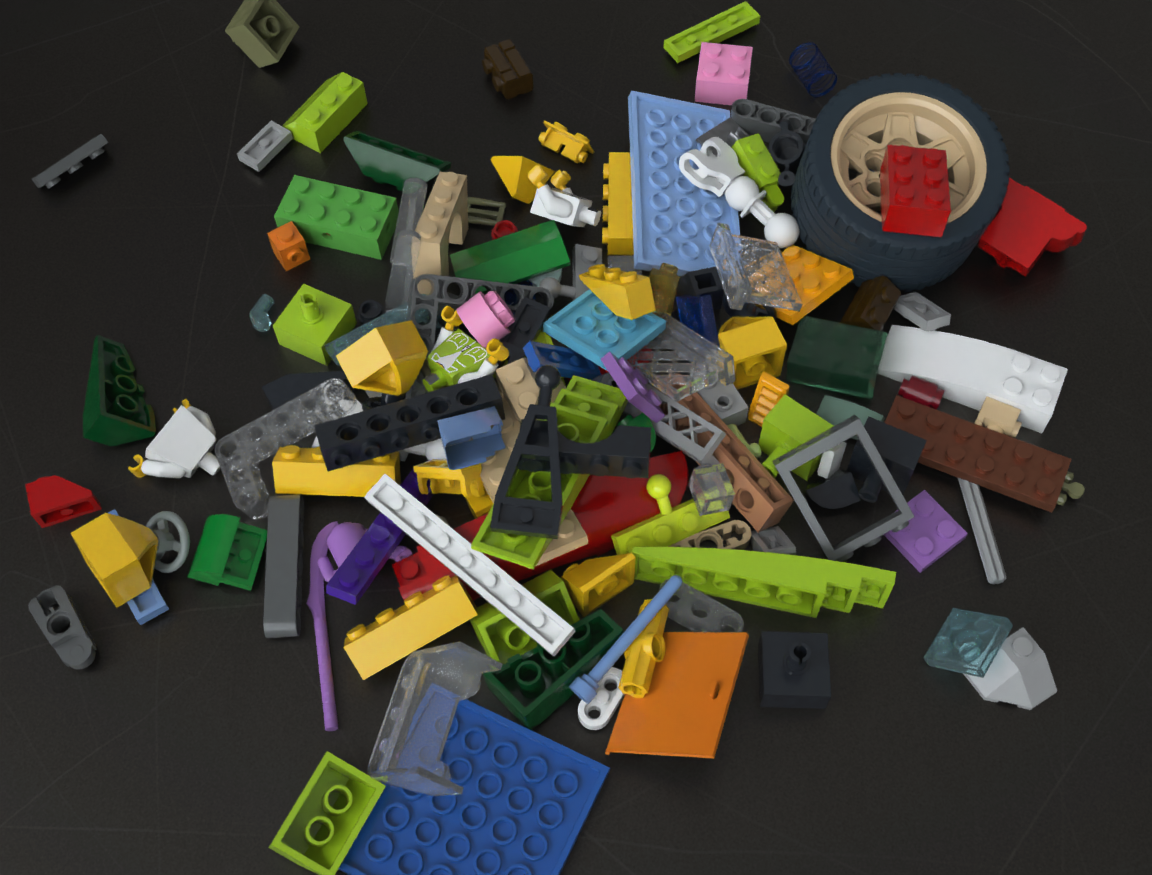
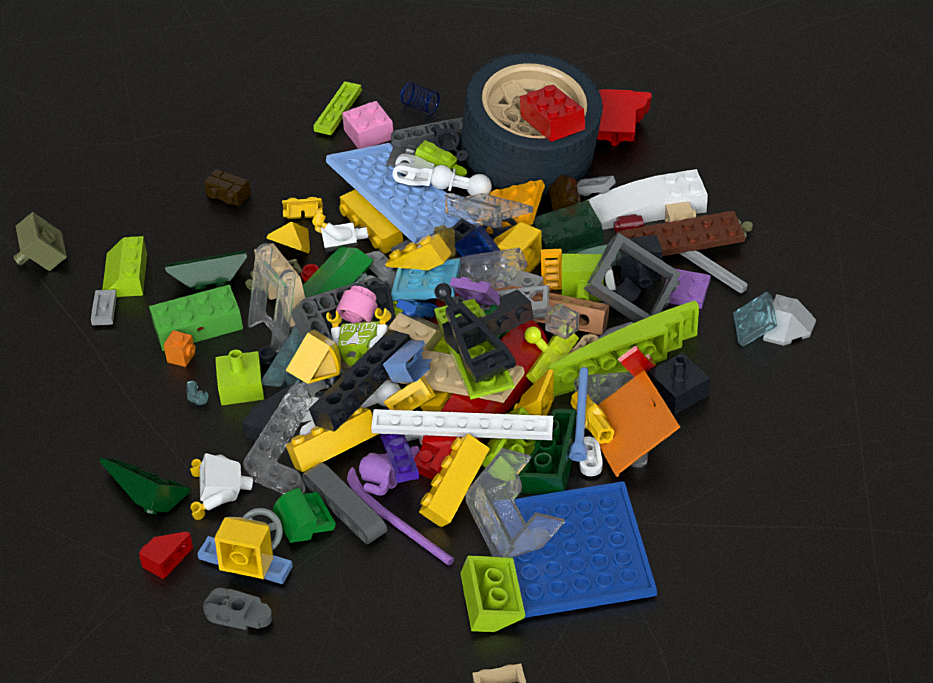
camera: 35 degrees left, 15 degrees down
(749, 619) = (636, 361): none -> red slope

